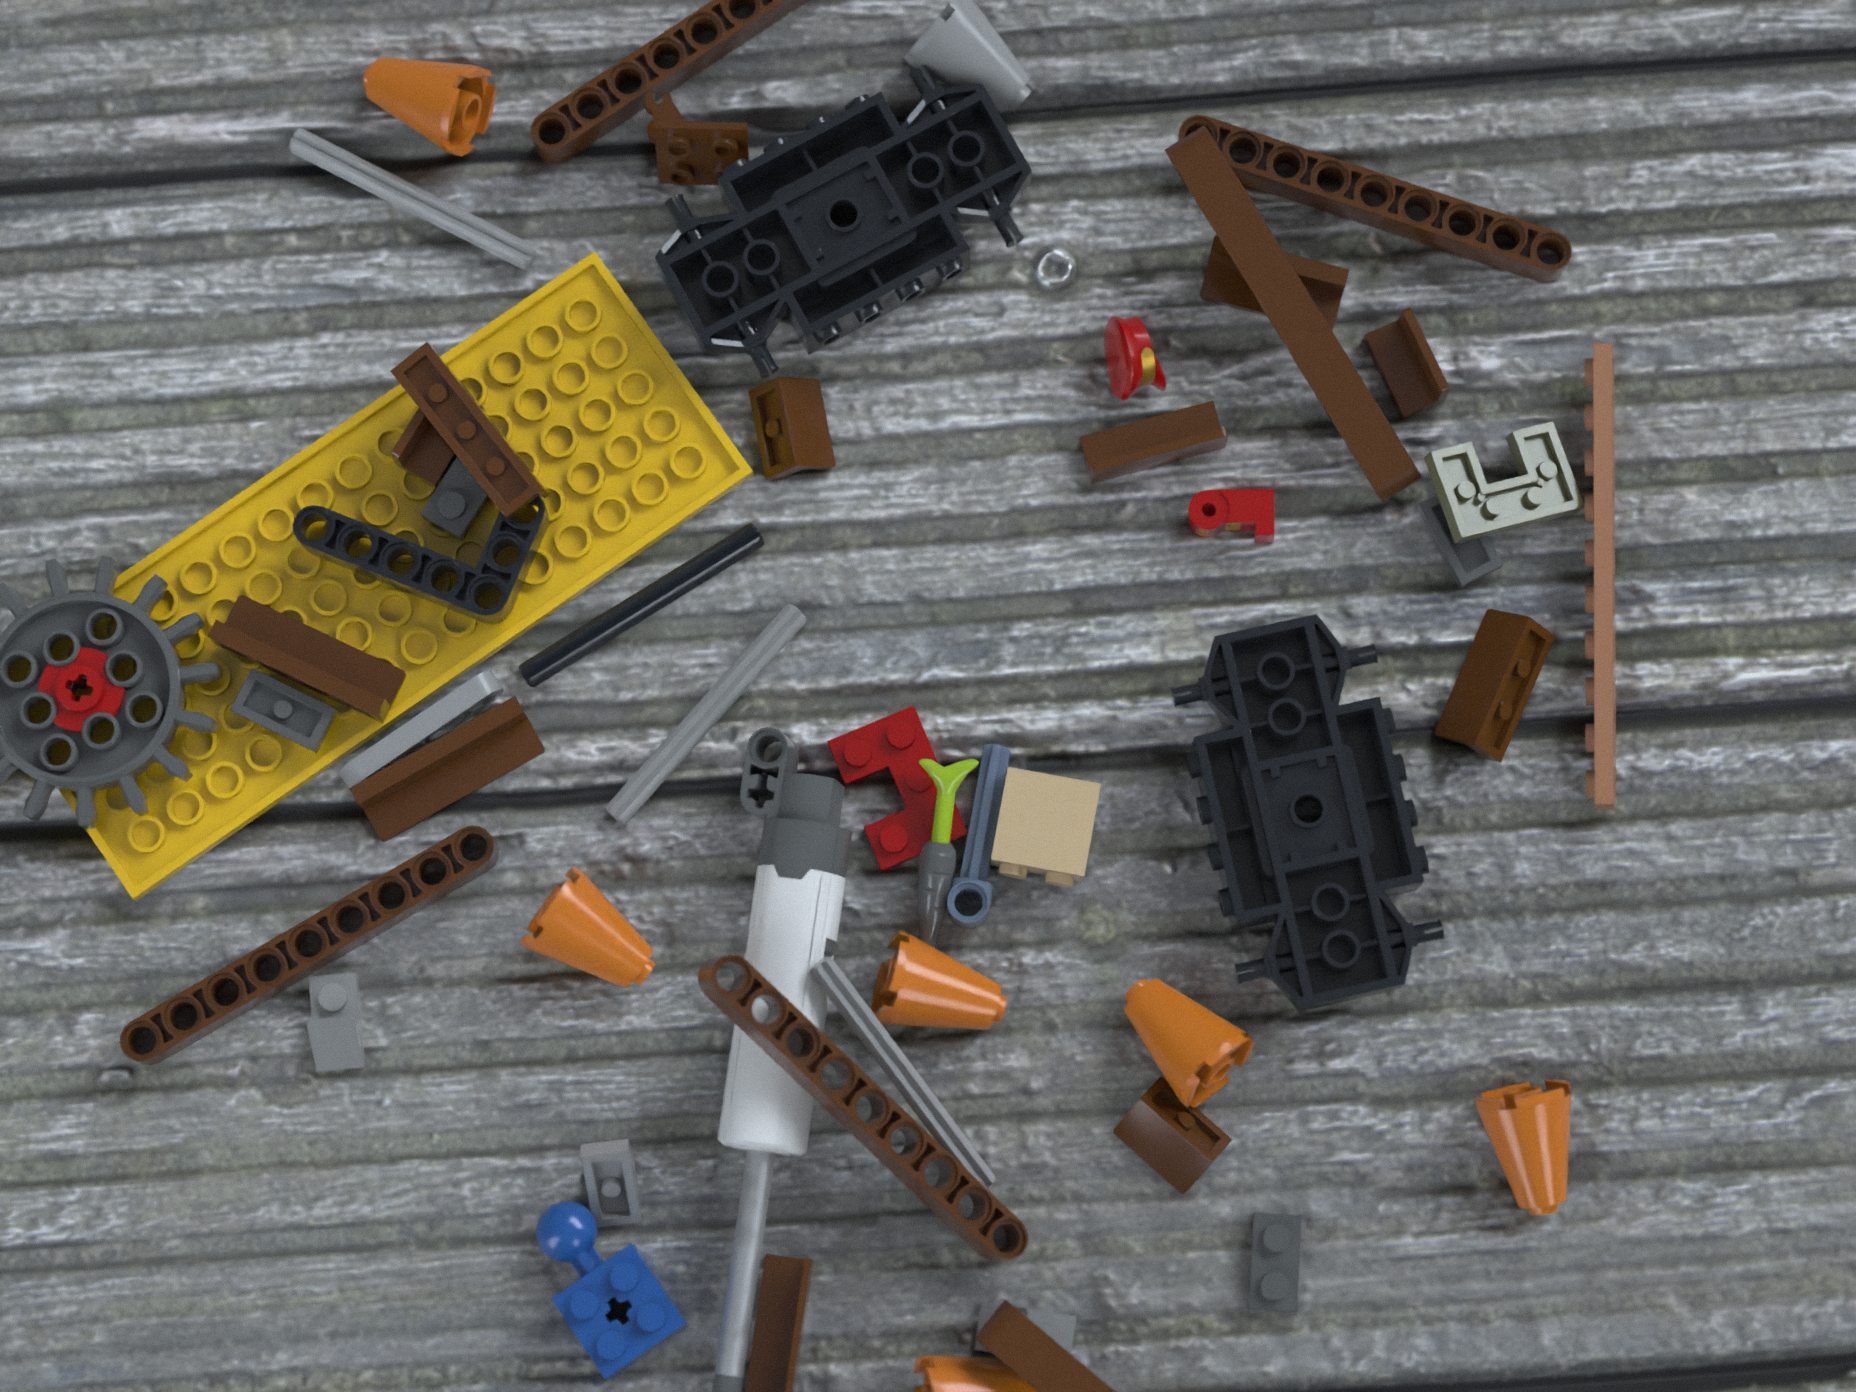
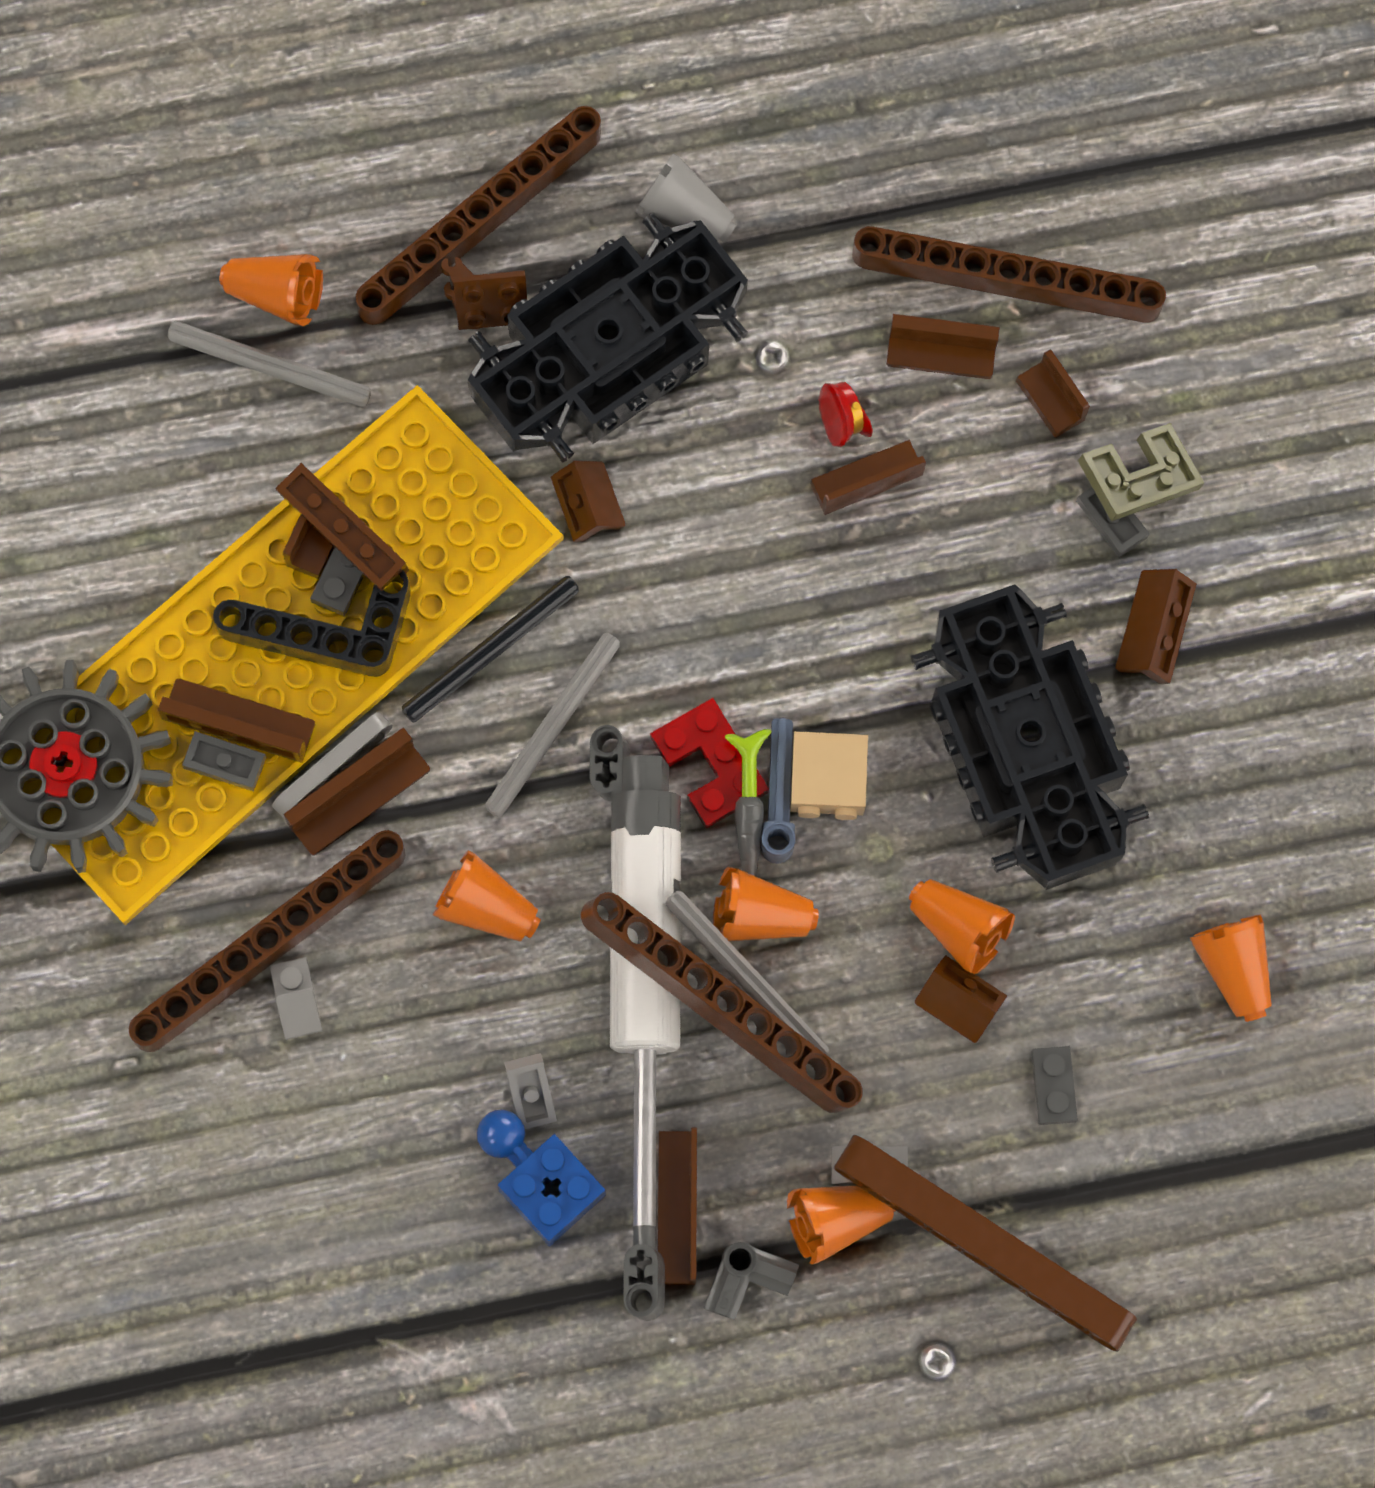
camera: 15 degrees left, 5 degrees down
(1233, 510) = (938, 520): red leg -> none
(1293, 313) = (962, 364): reddish brown beam -> none
(1601, 596) = (1227, 548): nougat plate -> none

